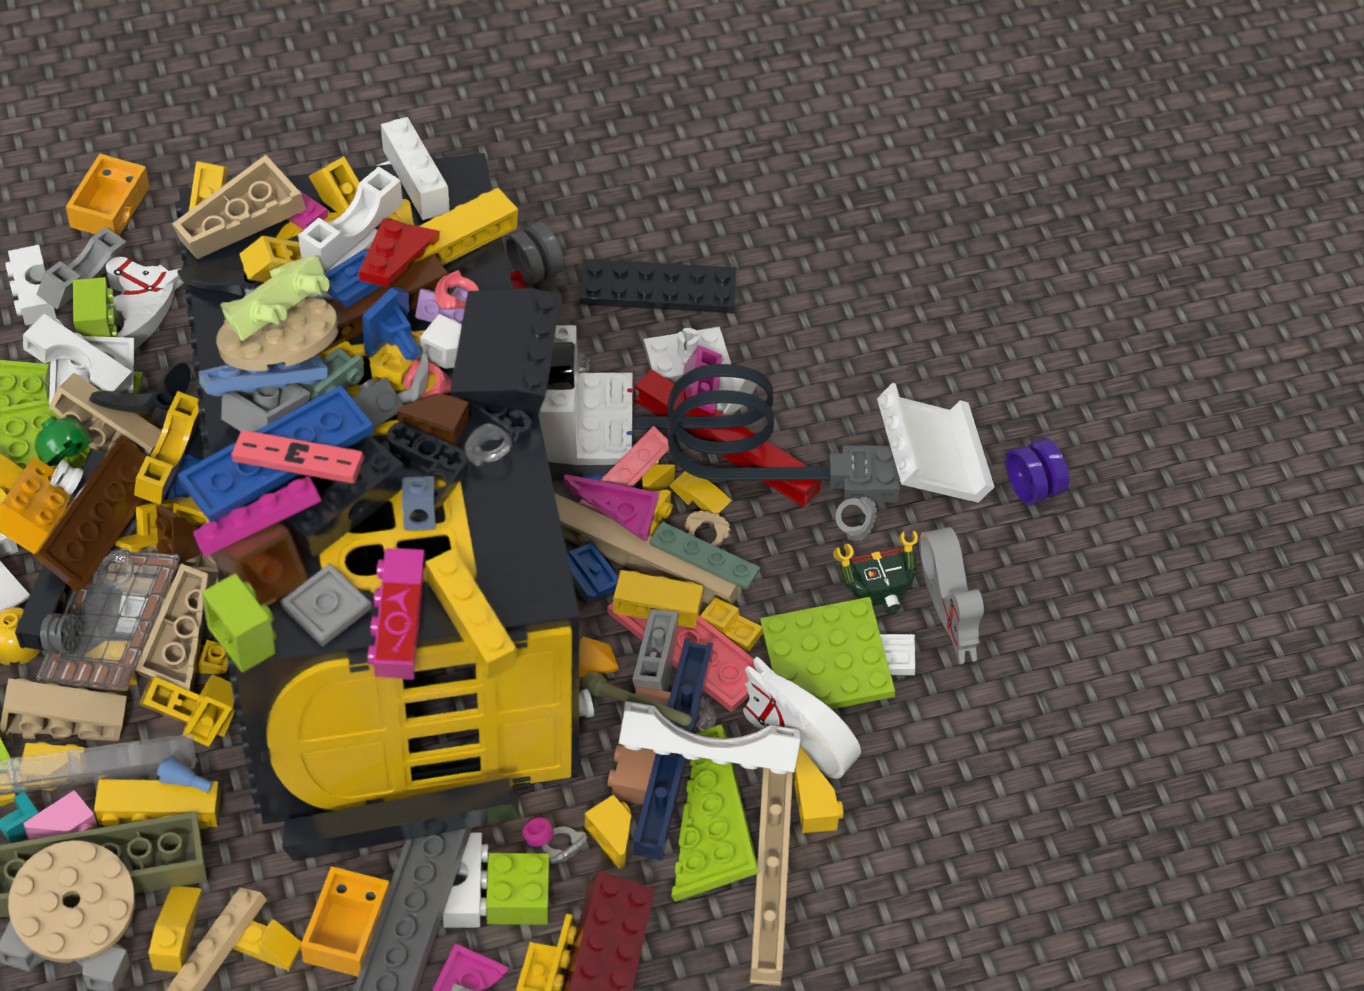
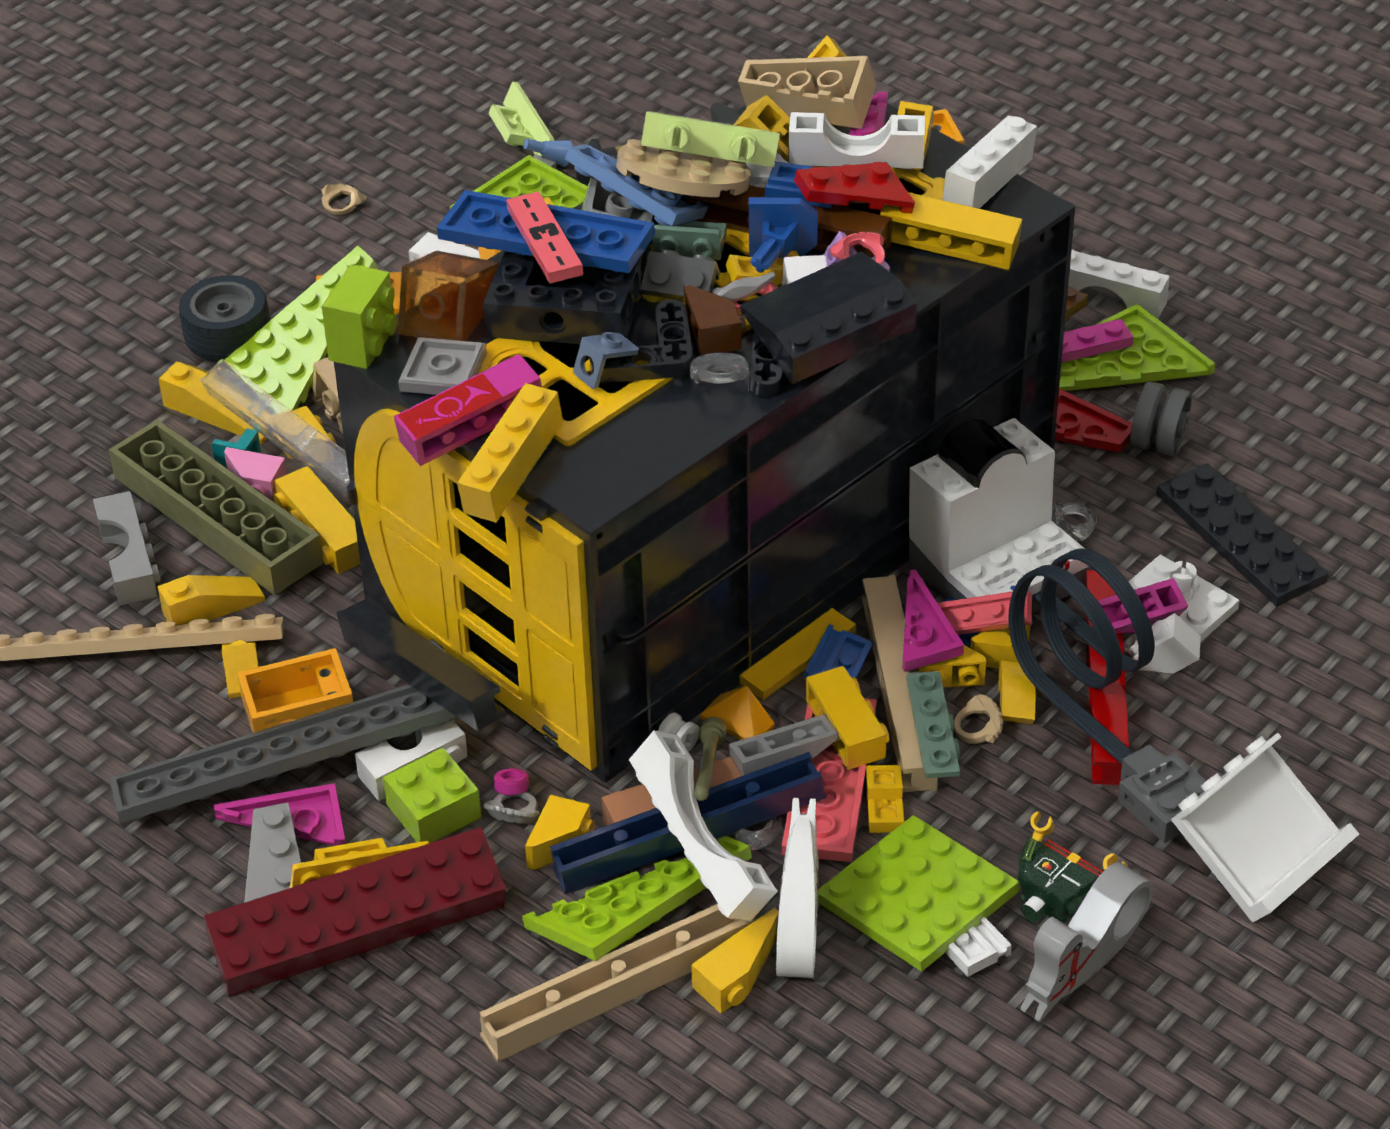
camera: 60 degrees right, 10 degrees down
(75, 932) = (134, 505): tan plate -> none
(176, 773) = (340, 499): medium blue cone -> none
(256, 516) = (479, 257): dark pink plate -> none
(858, 532) = (1129, 824): light grey piece -> none
(1037, 471) = (1327, 935): dark purple wheel -> none

